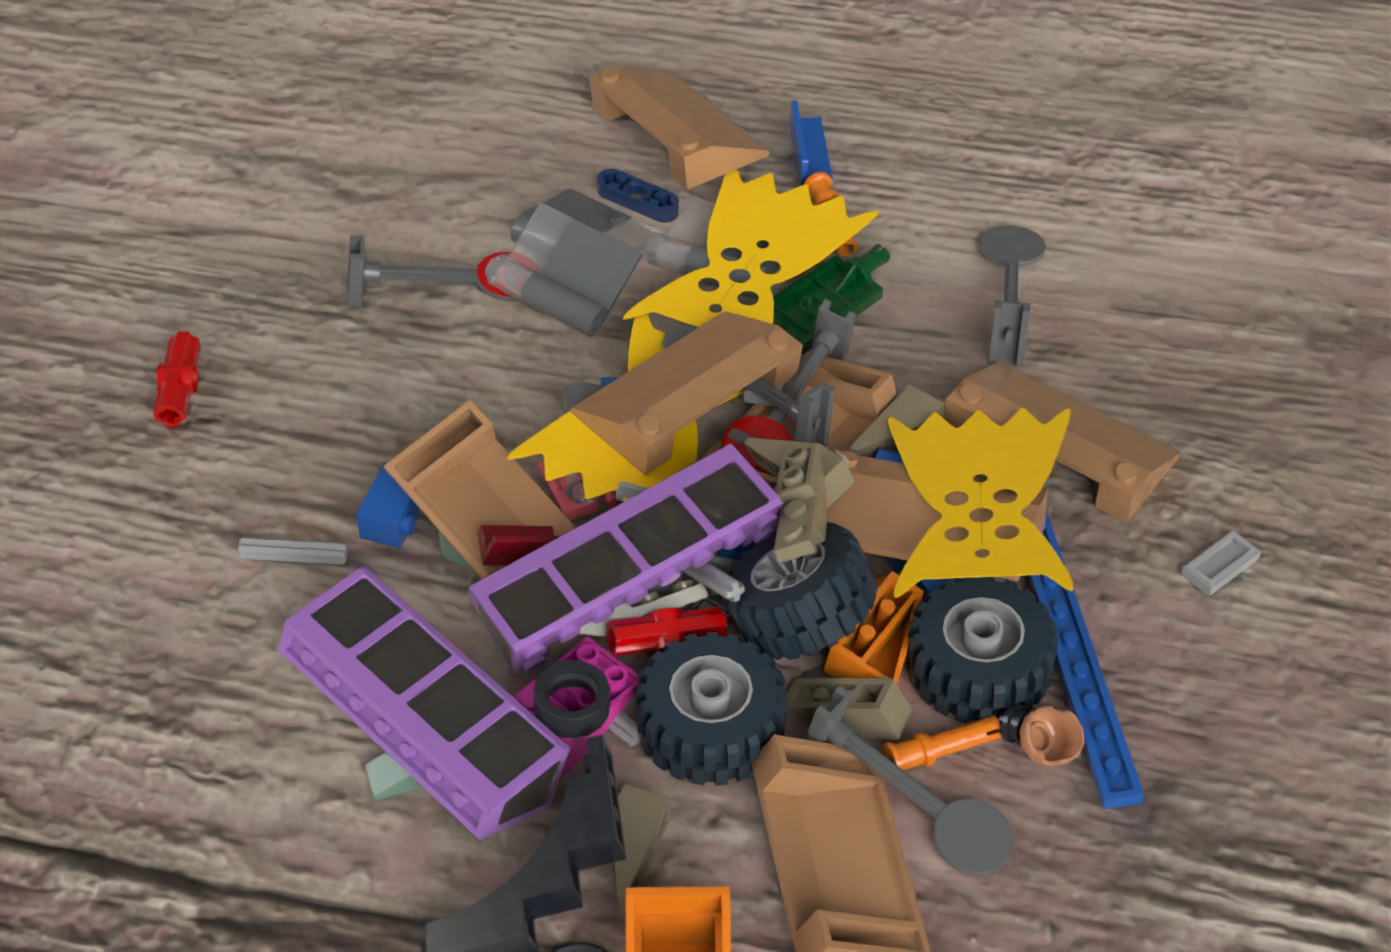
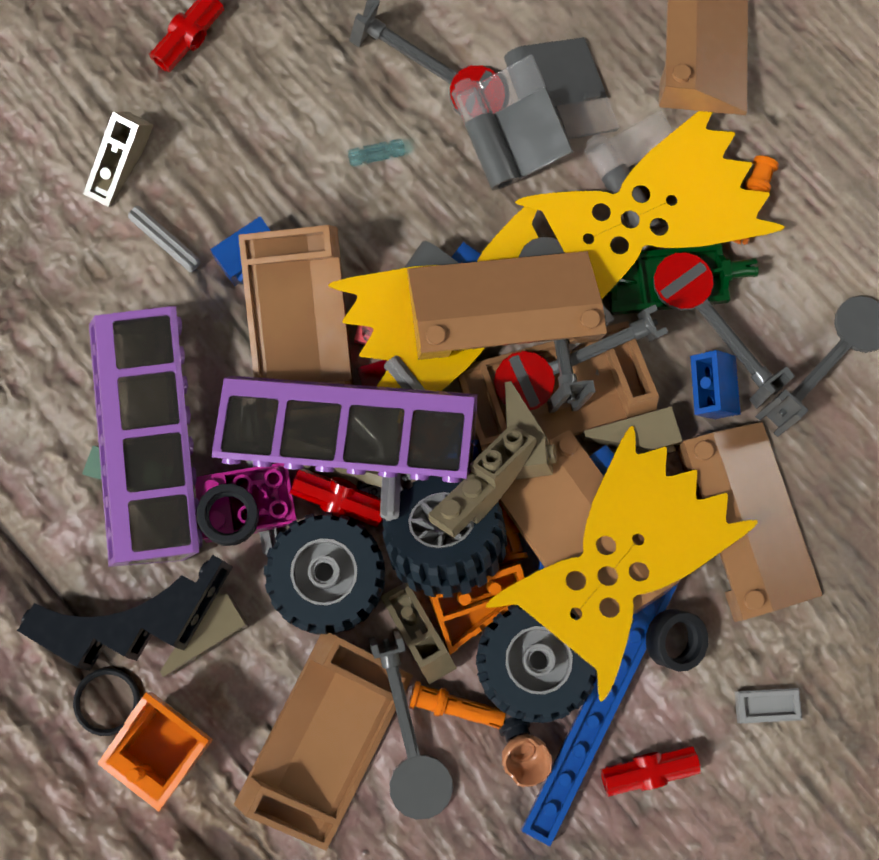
camera: 30 degrees right, 30 degrees up
(187, 509) = (117, 156): none -> dark tan slope
(451, 369) = (376, 152): none -> clear light blue axle
(510, 543) = (295, 353): dark red panel -> none
(656, 204) = (629, 66): dark blue beam -> none
(808, 144) = (789, 122): blue panel -> none
(848, 296) = (685, 284): none -> piece
(931, 351) = (715, 384): none -> blue brick
(1102, 543) = (696, 645): none -> black tyre
(1171, 676) = (650, 771): none -> red piece

